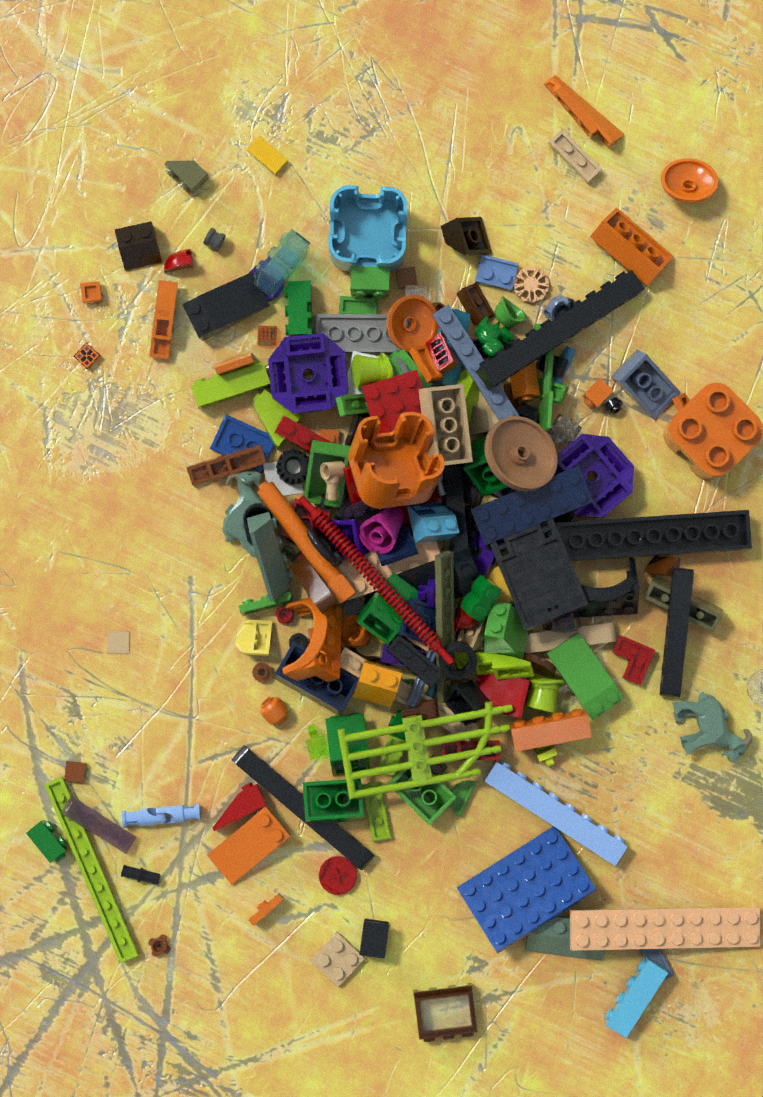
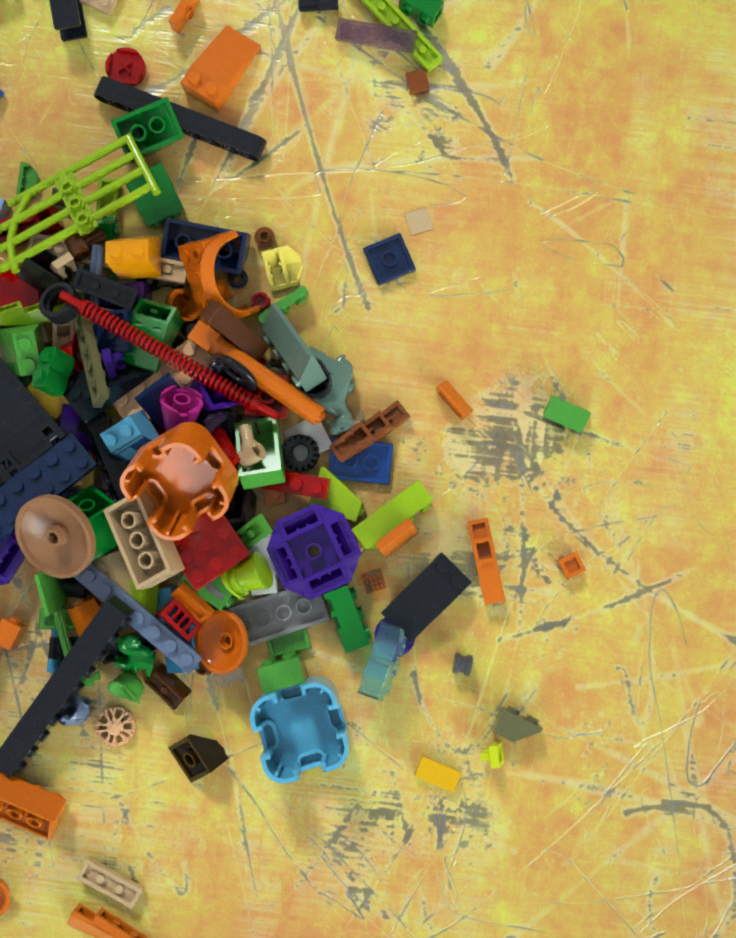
camera: 170 degrees right, 0 degrees up
(48, 424) = (566, 414): none -> bright green hinge
(87, 356) = (552, 497): tile -> none
(138, 245) = (539, 630): dark brown slope -> none
(142, 469) = (454, 400): none -> orange slope
(155, 816) = (309, 69): light blue piece -> none
(156, 615) = (389, 259): none -> dark blue tile
(178, 261) = (491, 629): red brick -> none
(213, 155) = (494, 755): none -> neon yellow tile
(244, 803) = (238, 102): red slope -> none
(274, 710) = (239, 202): orange head -> none
(316, 745) = (187, 185): clear neon green plate -> none
(376, 814) = (103, 134): lime tile -> none
(406, 277) = (248, 690): dark orange tile -> none
(426, 800) = (53, 157): bright green slope -> none
(446, 699) = (64, 261): none -> tan tile
(496, 272) = (155, 727): medium blue plate -> none
(564, 430) = (26, 582): clear brick -> none

